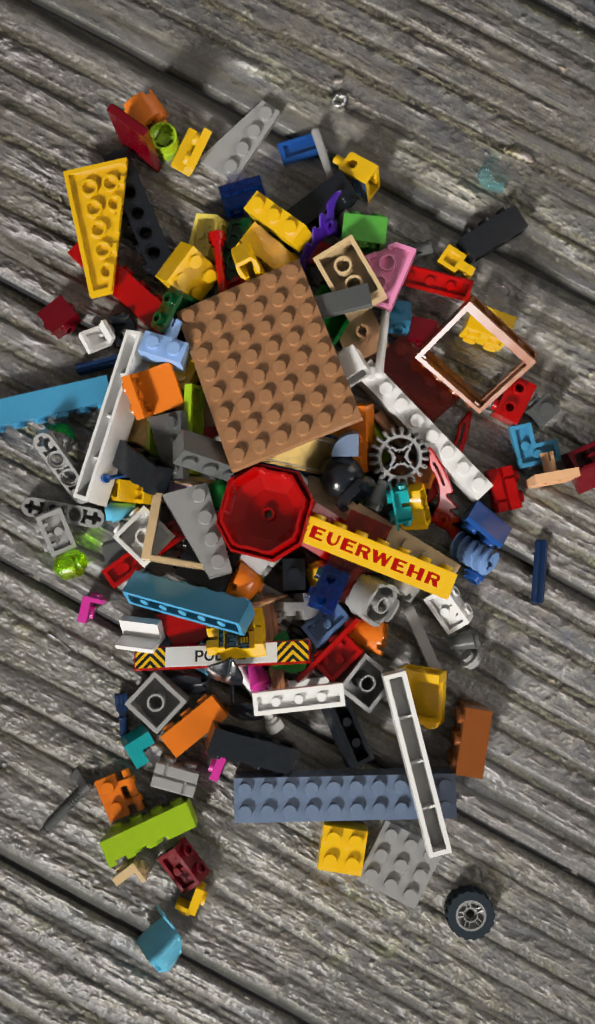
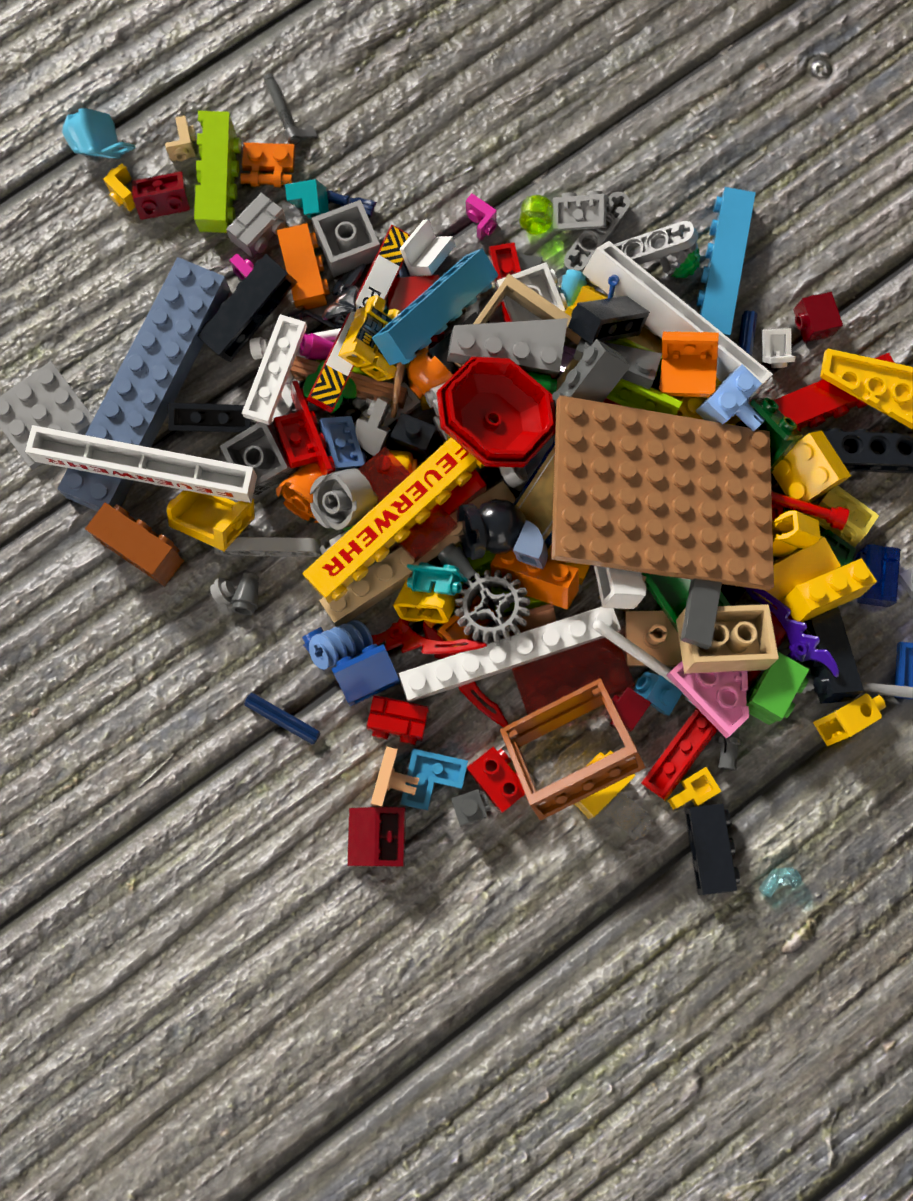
camera: 120 degrees right, 10 degrees down
(121, 322) = (783, 381): black bracket -> none
(328, 588) = (379, 454): clear blue brick -> none
(342, 847) = (90, 358): yellow brick -> none
(450, 613) = (289, 596): white bracket -> none

